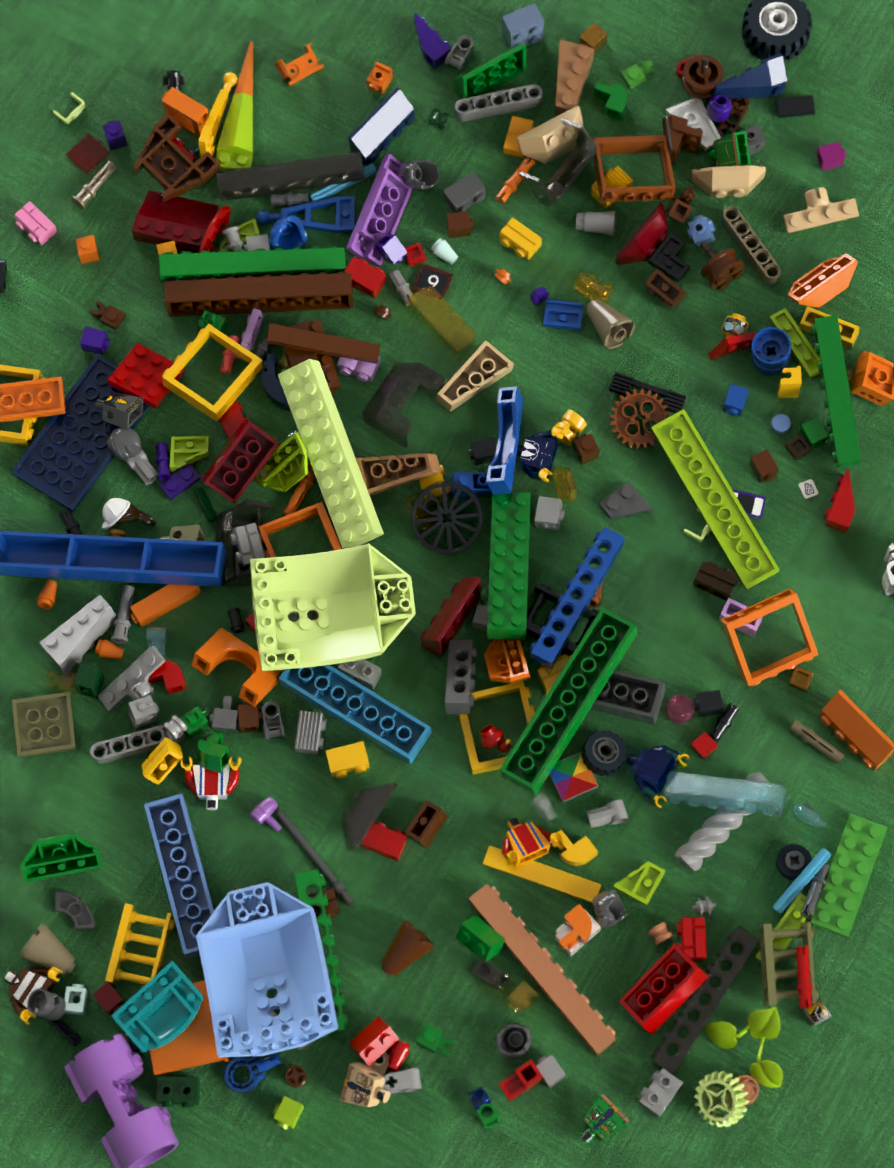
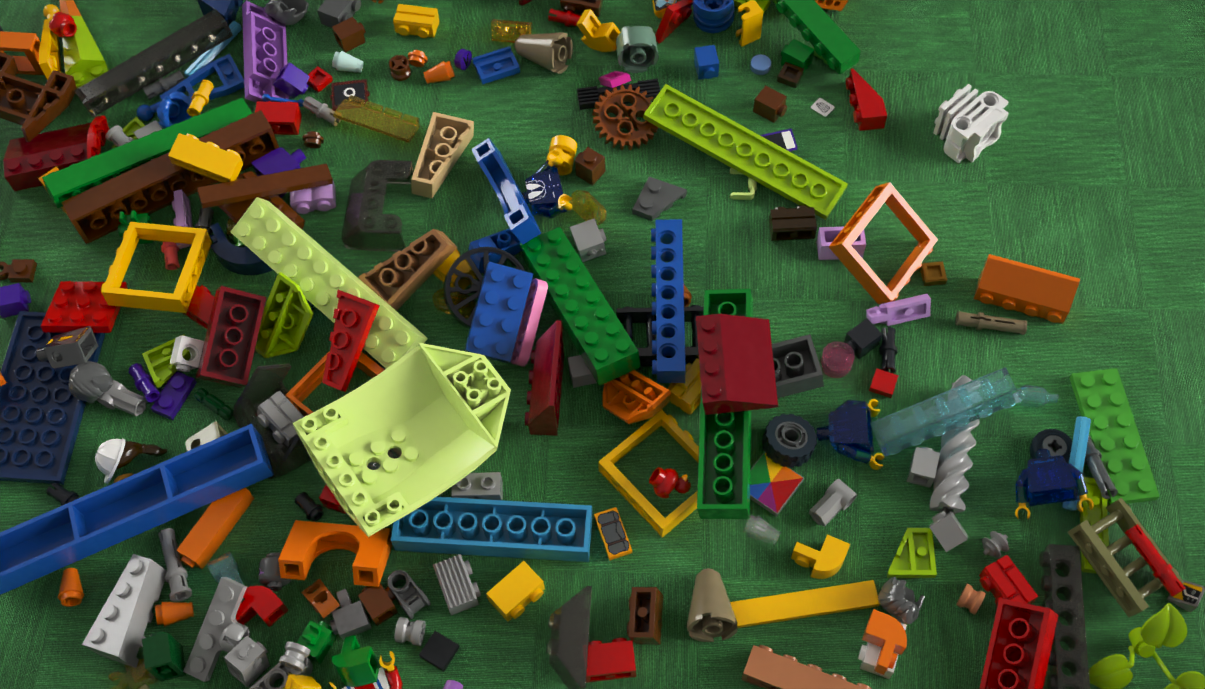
camera: 30 degrees left, 10 degrees down
(186, 656) = (270, 574): none -> dark grey head
(200, 448) = (195, 348): none -> white brick
(212, 695) = (321, 599): none -> dark orange leg
(233, 103) = (62, 25): none -> red animal
(261, 749) = (410, 631): none -> light grey wheel
(274, 772) = (439, 651): none -> black piece
(288, 299) = (205, 158): none -> yellow brick
(300, 492) = (315, 331): orange pin -> none
(311, 231) = (200, 98): none -> yellow pin
(328, 502) = (351, 328): none -> red wing
(344, 323) = (278, 161): none -> dark purple torso
(389, 269) = (266, 97): none -> blue hinge
(438, 753) = (612, 533): none -> tile
(444, 542) = (498, 312): none -> blue brick
(459, 676) = (592, 438): dark grey brick -> none
(464, 560) = (529, 322): none -> bright pink beam
(474, 842) = (710, 609): none -> dark tan cone
(482, 450) = (487, 215): black brick -> none
(486, 274) = (399, 67): none -> reddish brown wheel
(514, 299) = (439, 73): none -> orange cone
(527, 842) = (769, 575): torso -> none
(587, 678) = (735, 363): none -> dark red slope
(647, 299) = (567, 18): none -> red pin
(649, 379) = (614, 79): none -> dark pink tile
(661, 328) = (597, 35): none -> yellow brick
(674, 878) = (948, 530): none -> light grey brick
(683, 360) = (637, 48): none -> sand green brick
(688, 823) = (923, 466): none -> light grey brick
(752, 696) = (900, 310): none -> lavender hinge
(769, 883) = (1050, 481): none -> clear blue torso

